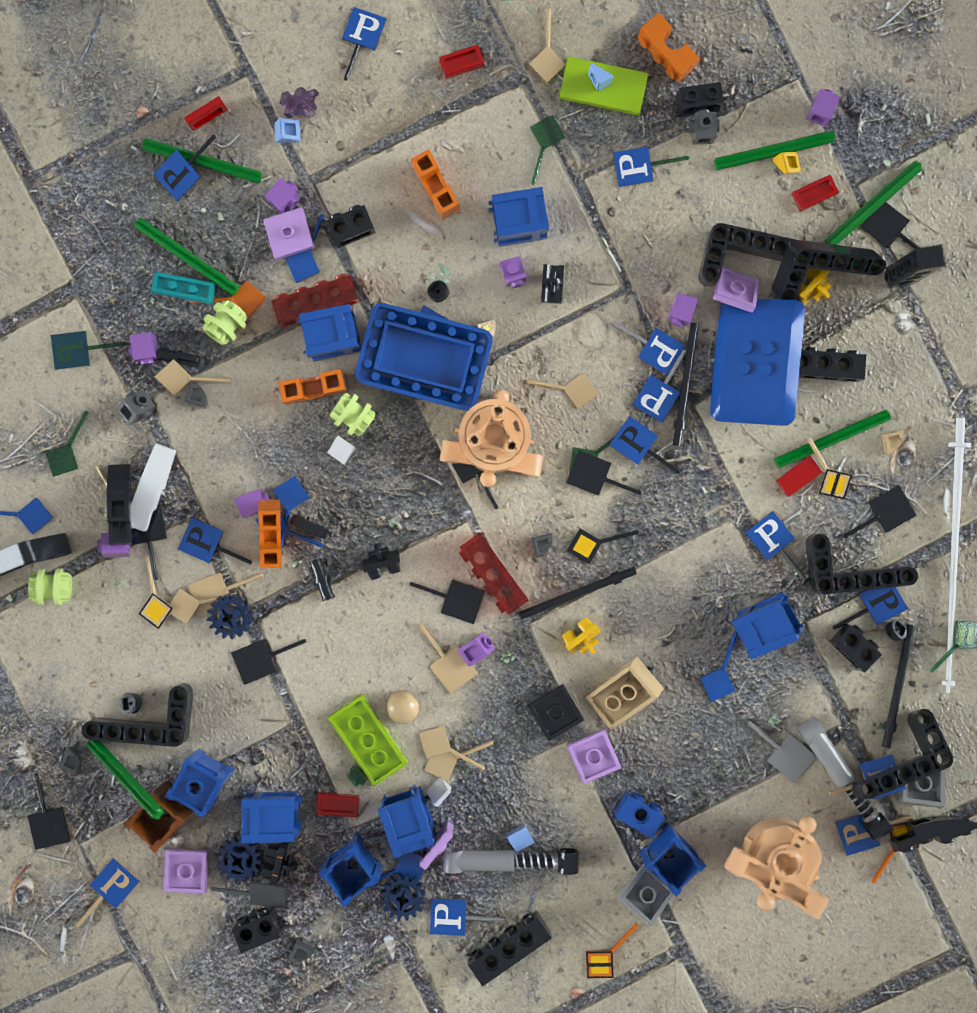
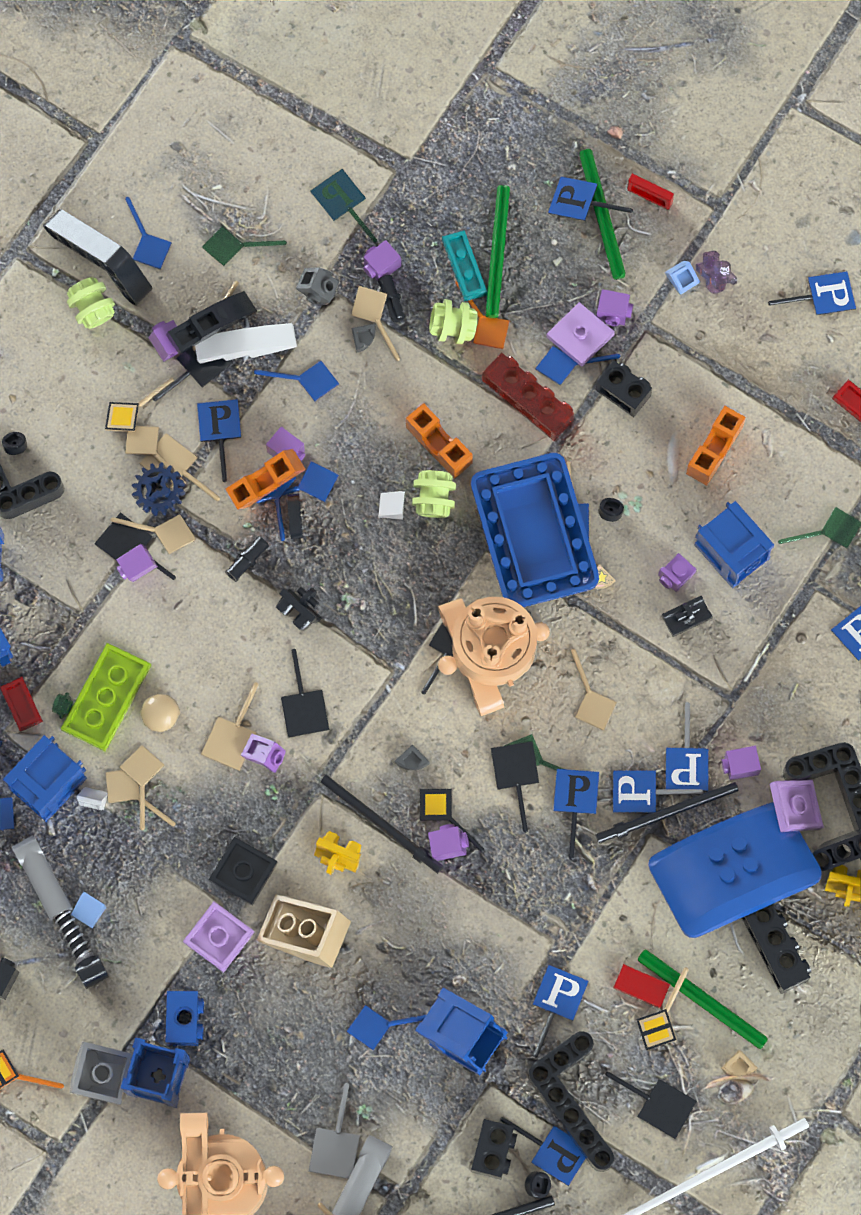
camera: 60 degrees right, 15 degrees down
(210, 450) = (315, 380): none -> blue piece
(269, 623) = (172, 533): none -> tan piece
(279, 664) = (136, 563): none -> medium lavender brick
(330, 332) = (503, 426): blue container -> none
(441, 840) = (36, 821): lavender plate -> none
(516, 597) = (342, 762): clear red brick -> none
(620, 554) = (448, 842): none -> medium lavender brick

